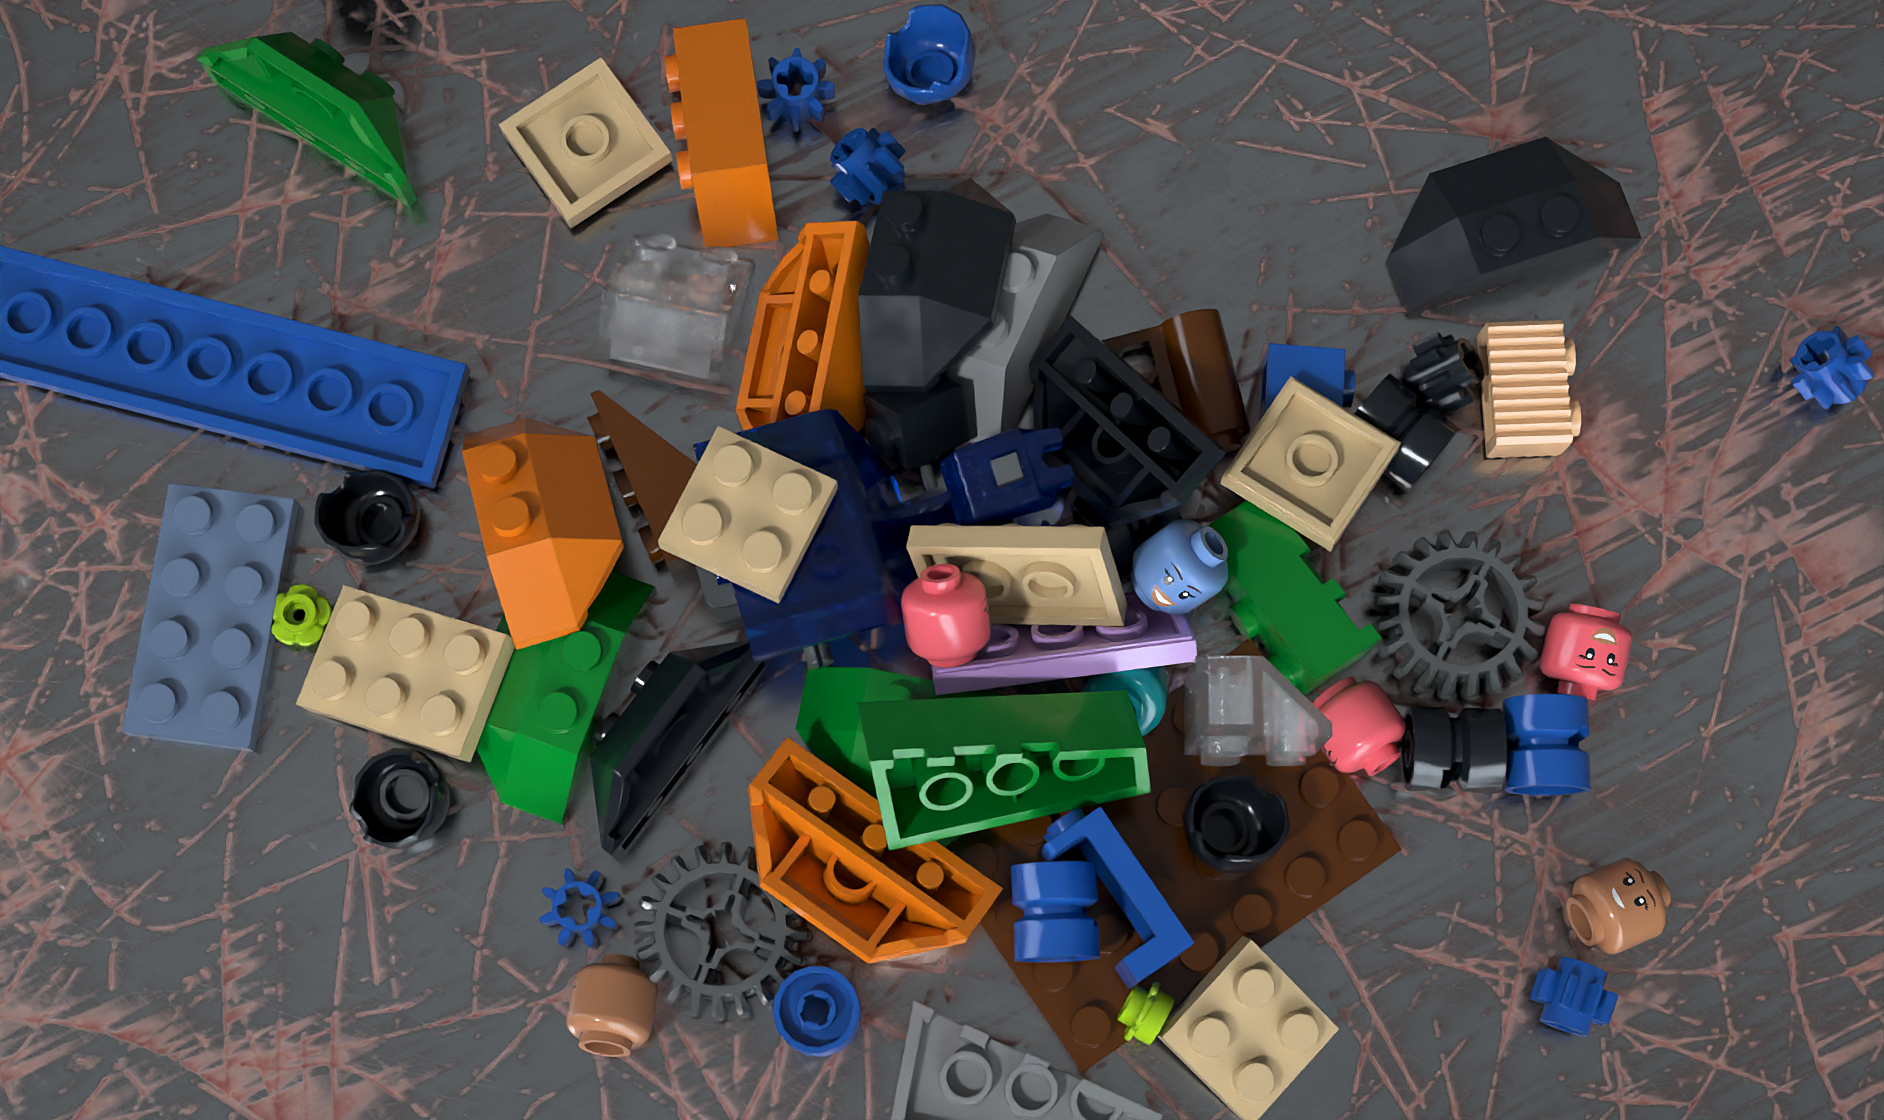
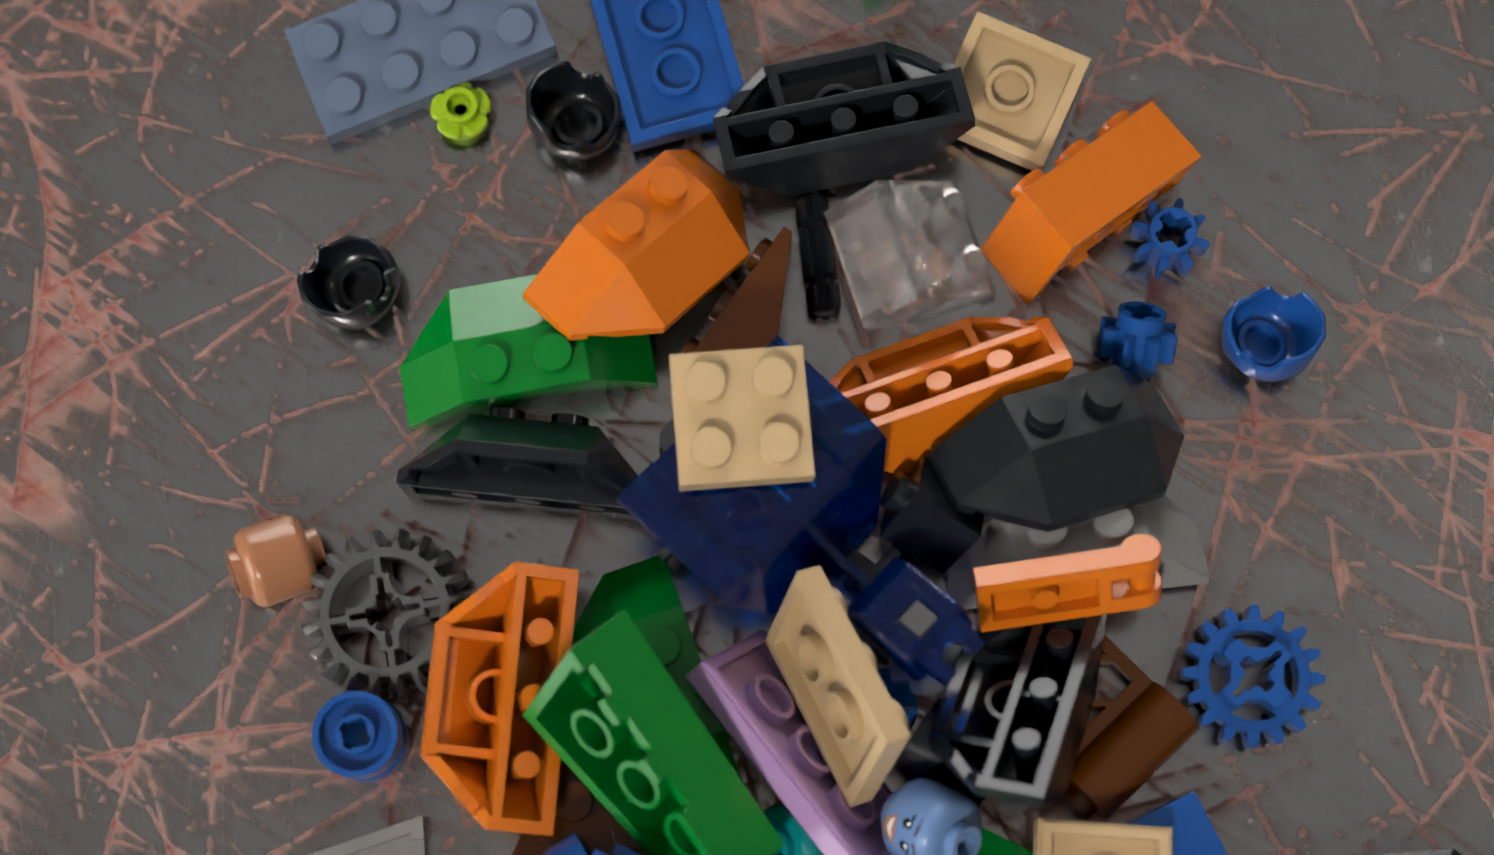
camera: 65 degrees right, 0 degrees up
(406, 673) = (458, 224): tan plate -> none
(523, 288) = (841, 118): none -> black wedge
(563, 900) = (355, 471): blue gear -> none
(627, 385) = (817, 256): none -> black axle
(946, 615) = (758, 643): coral head -> none
(1046, 337) = (1069, 585): none -> orange plate
(1177, 254) = (1269, 695): none -> blue gear

